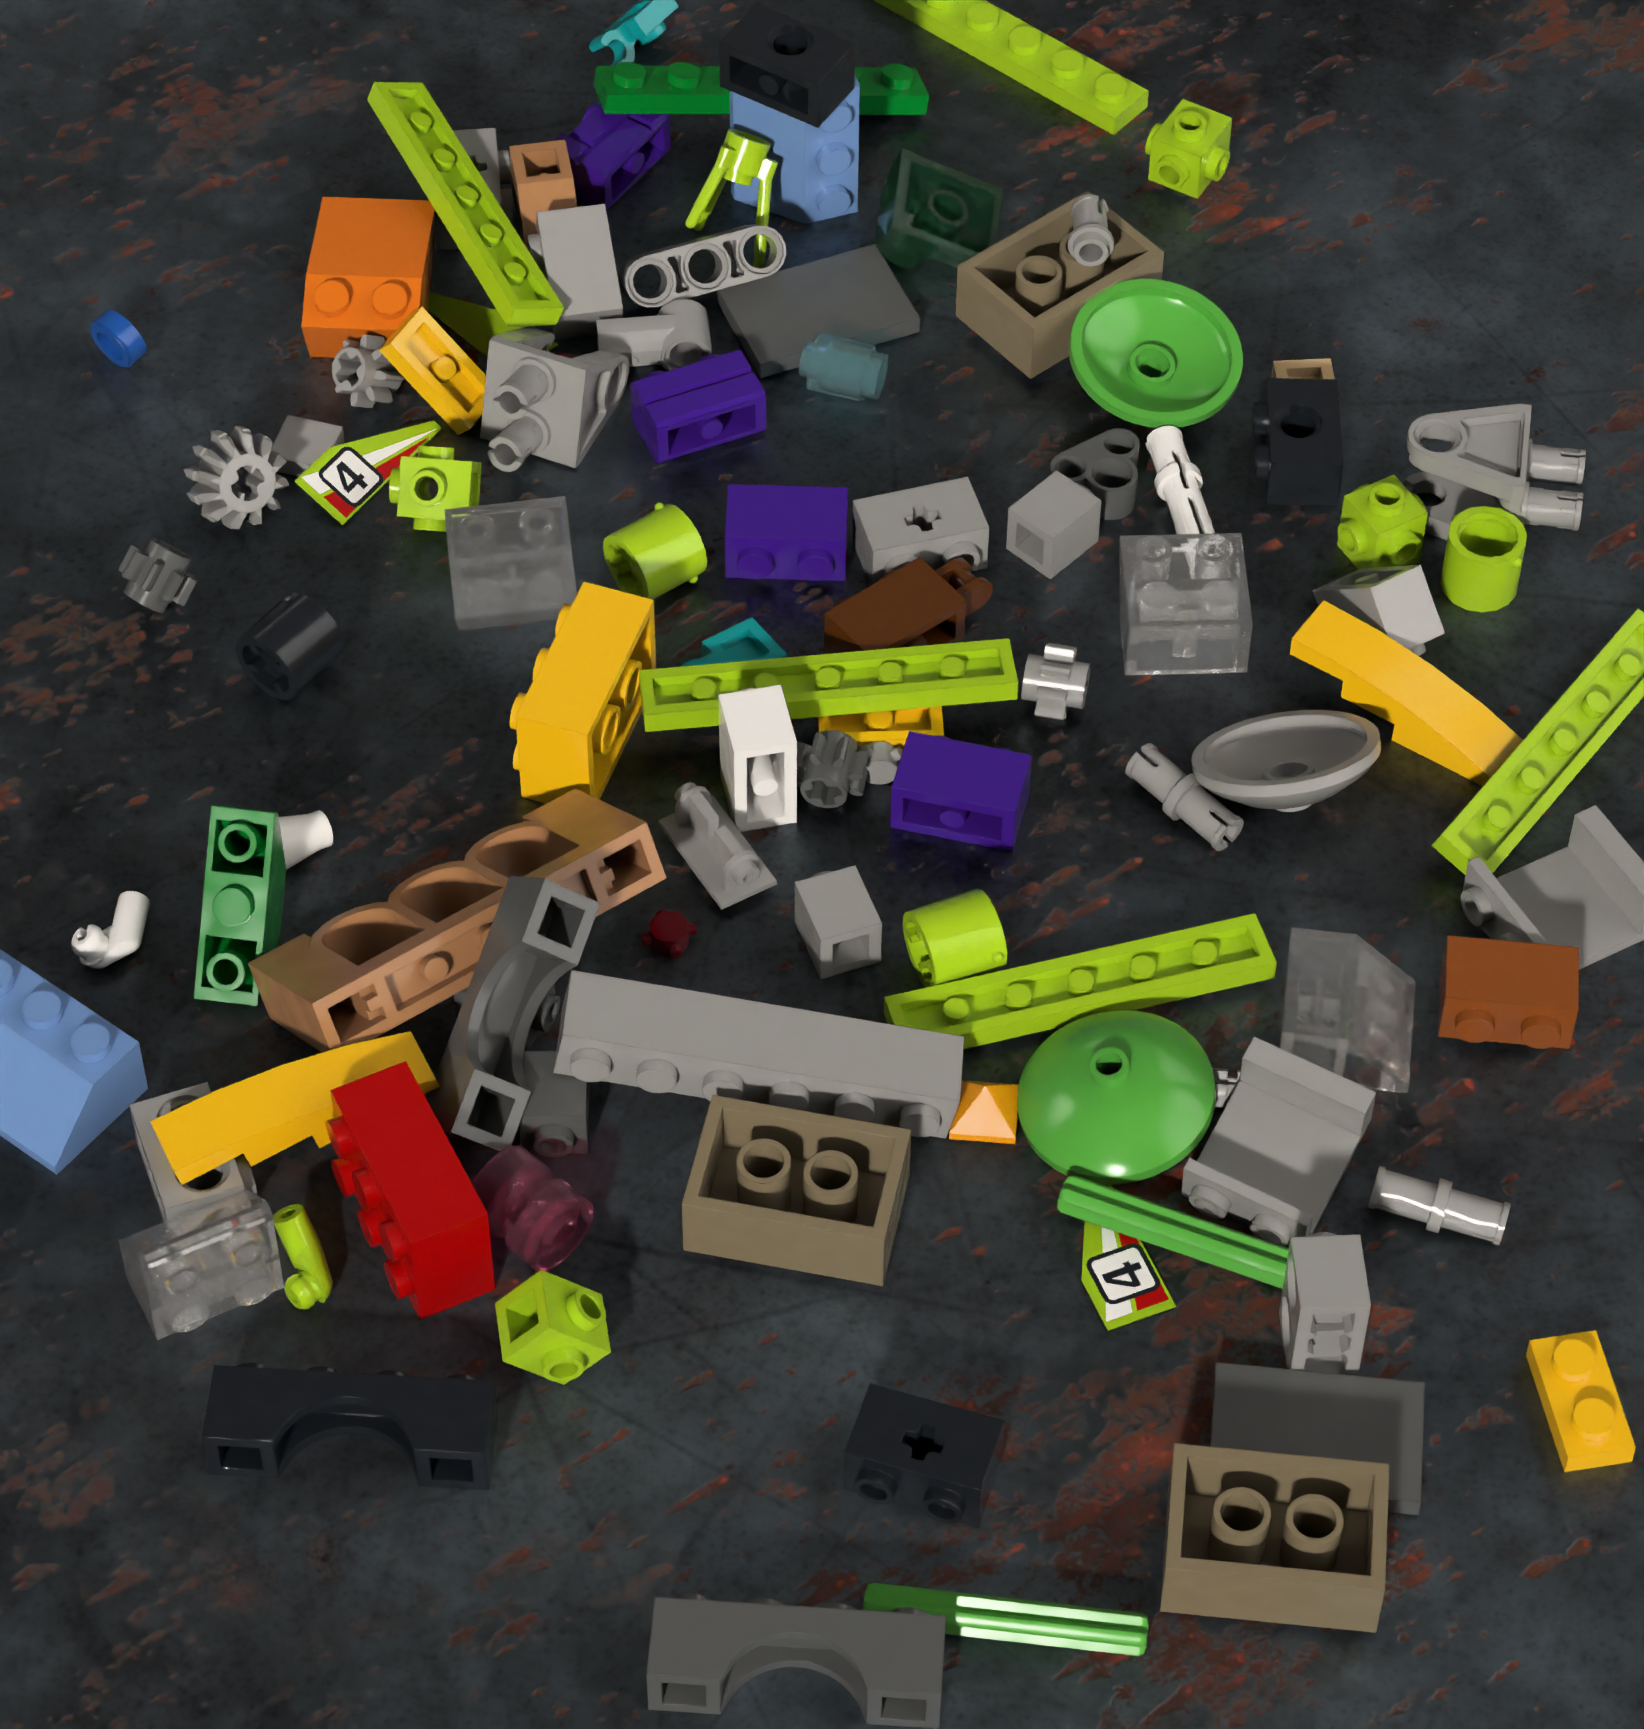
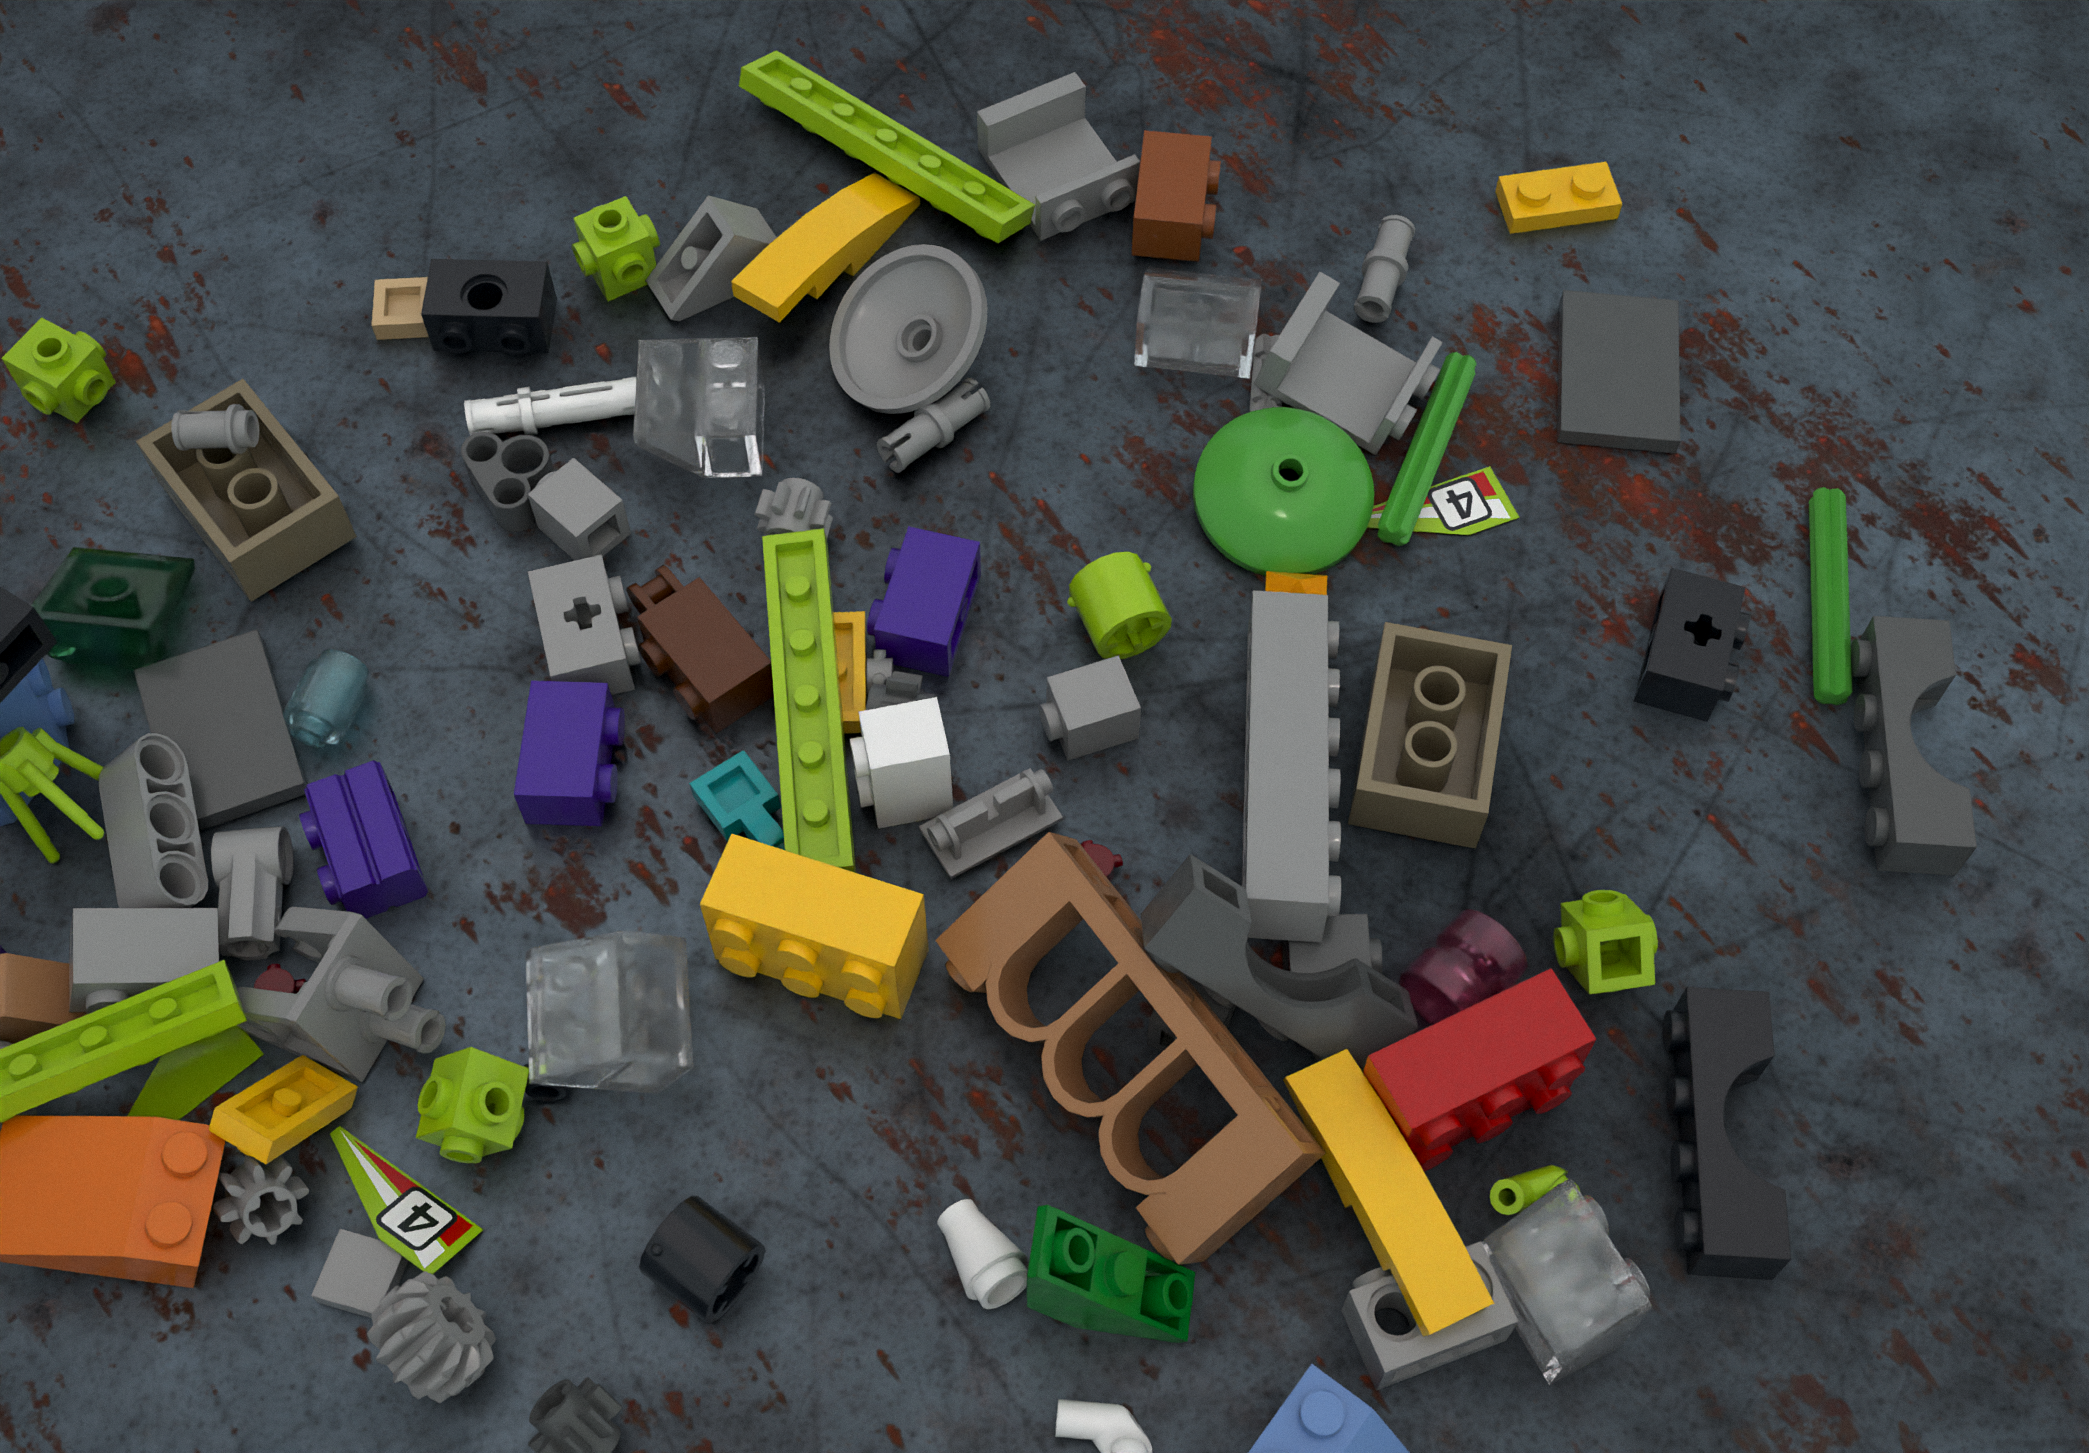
camera: 90 degrees left, 10 degrees up
(655, 553) = (593, 876): lime piece -> none
(1090, 982) = (1164, 519): lime plate -> none
(1160, 333) = (369, 406): bright green dish -> none
(1275, 1538) = (1748, 388): dark tan brick -> none
(1325, 1304) = (1526, 333): light grey brick -> none
(1483, 558) = (662, 175): lime piece -> none
(1492, 467) = (576, 152): light grey piece -> none

